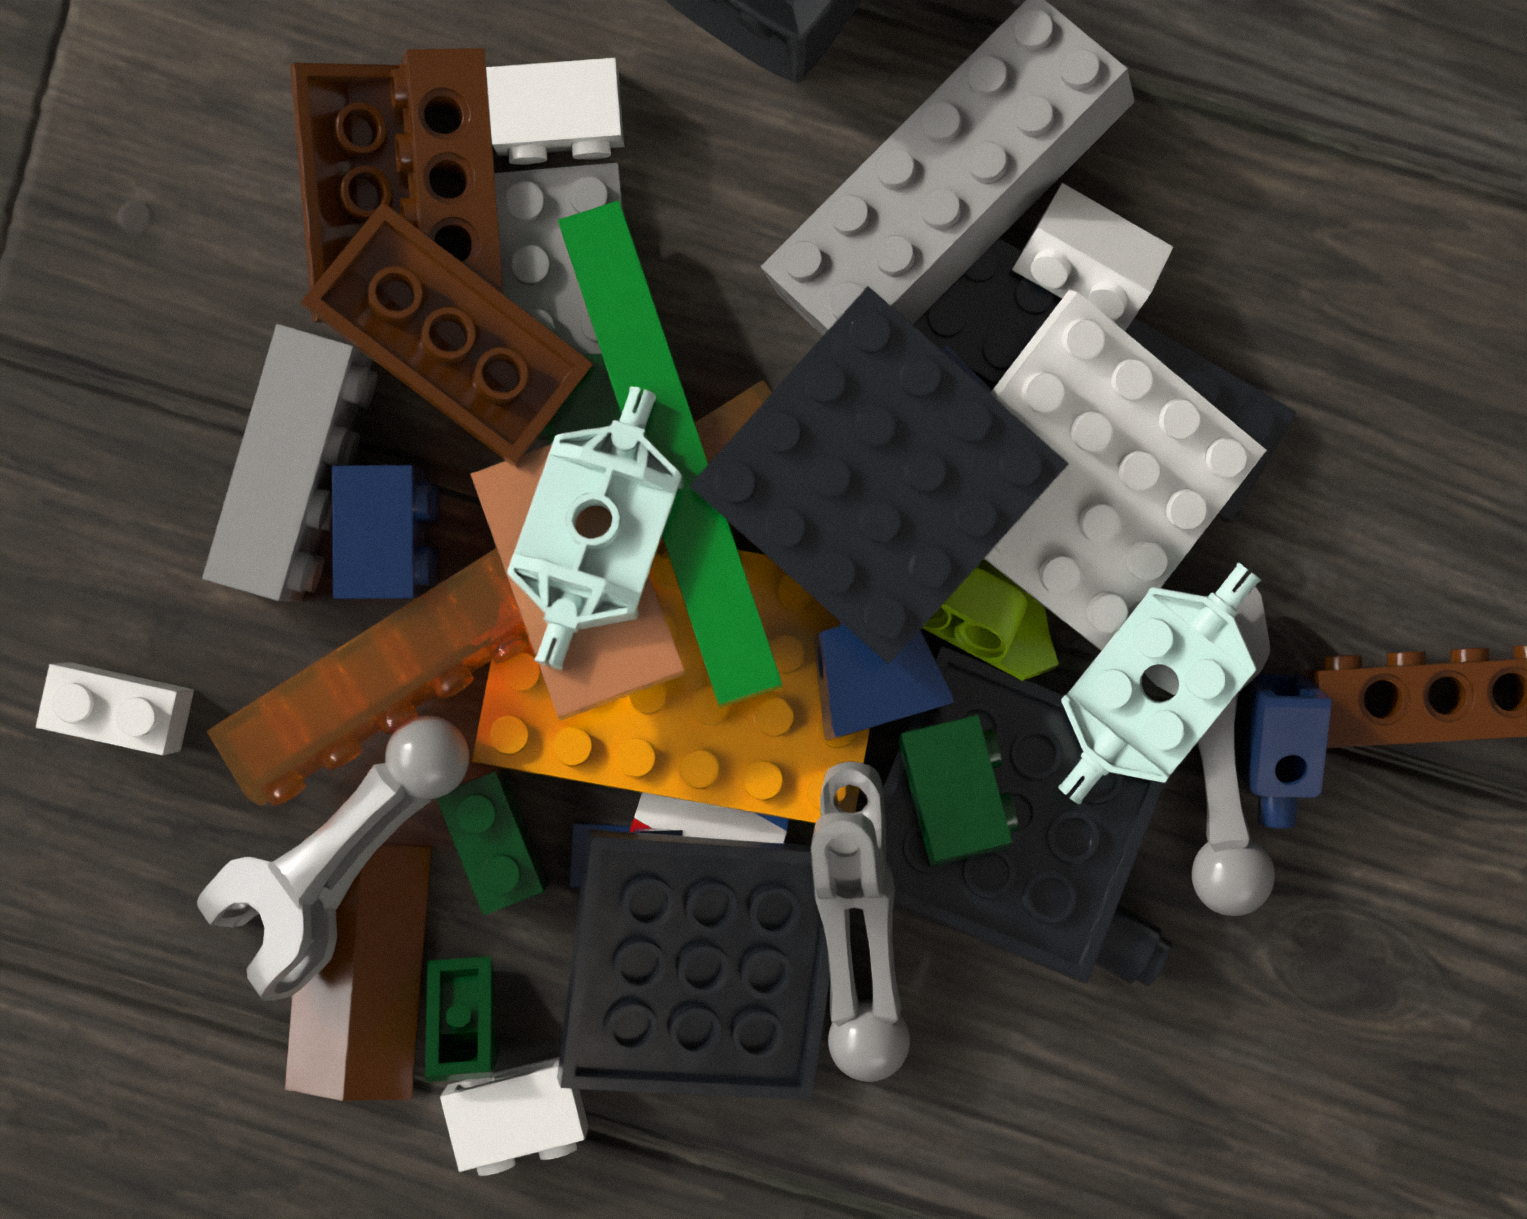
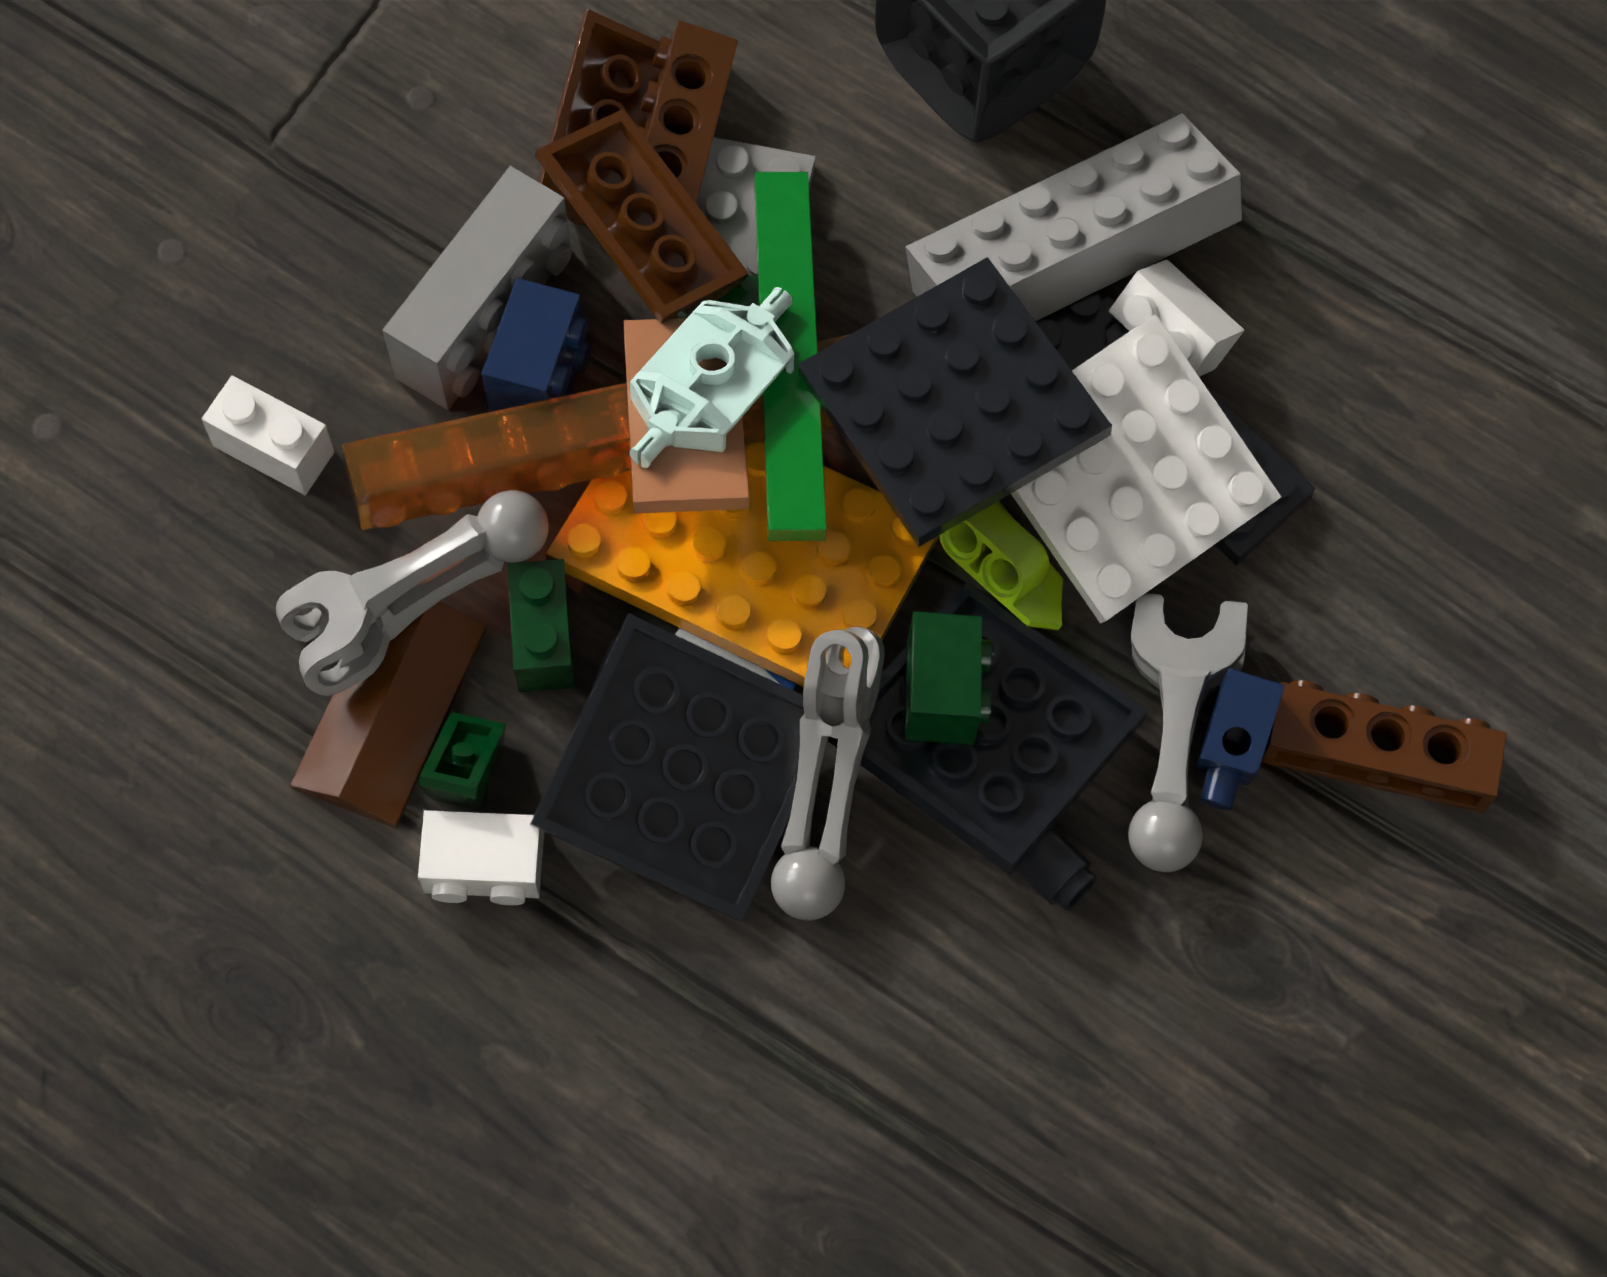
camera: 15 degrees right, 20 degrees down
(555, 109) = (779, 103): white brick -> none
(865, 691) = (901, 578): dark blue torso -> none
(1149, 738) = (1165, 605): light aqua plate -> none

